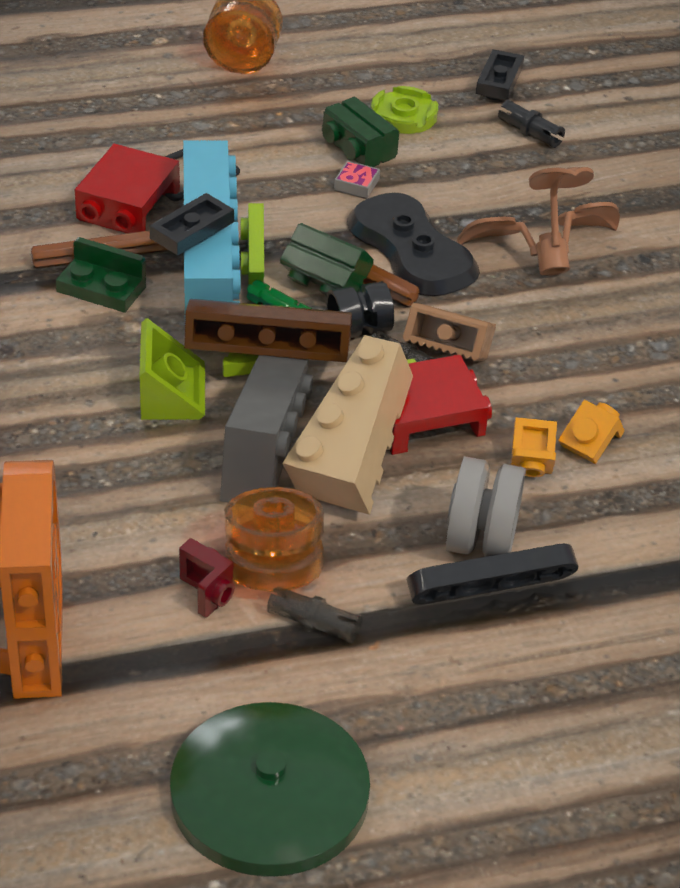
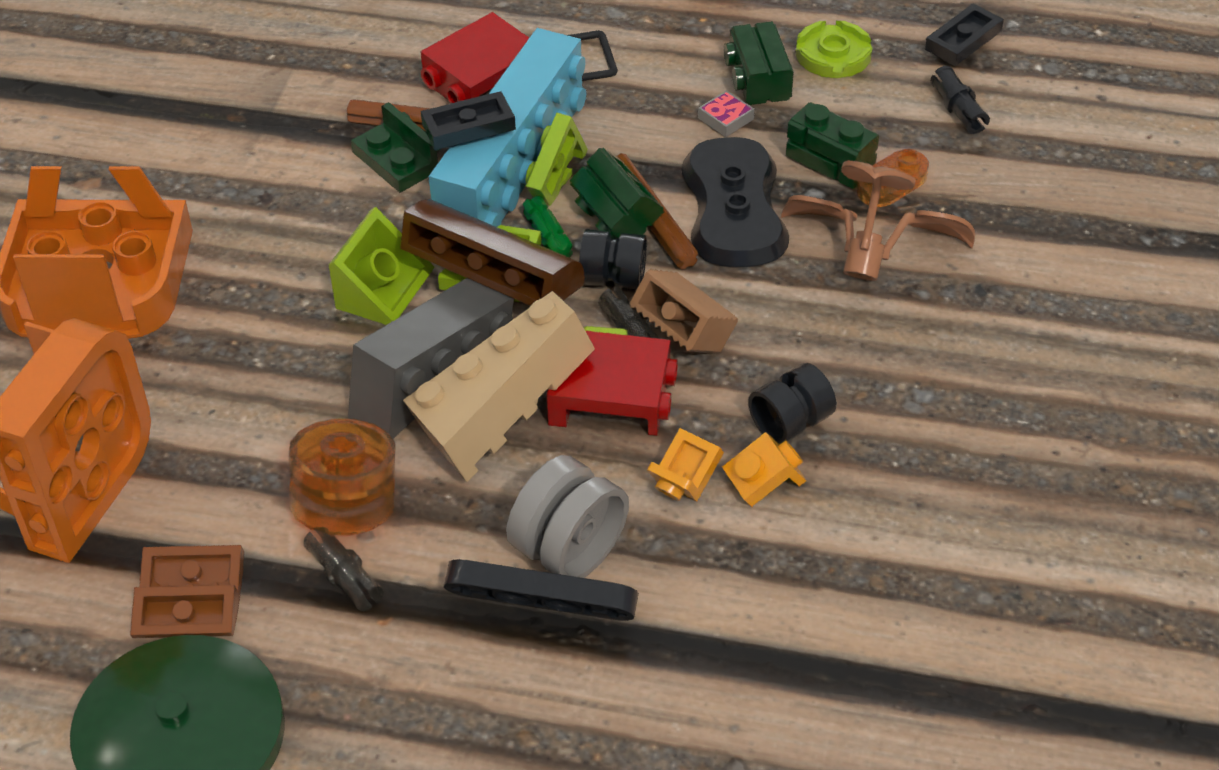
camera: 30 degrees right, 5 degrees up
(194, 678) = (188, 591): none -> dark orange slope
(207, 572) = (270, 501): dark red bracket -> none
(465, 178) = (827, 140): none -> dark green brick
(518, 198) = (904, 160): none -> clear orange plate
(581, 374) = (788, 404): none -> black wheel

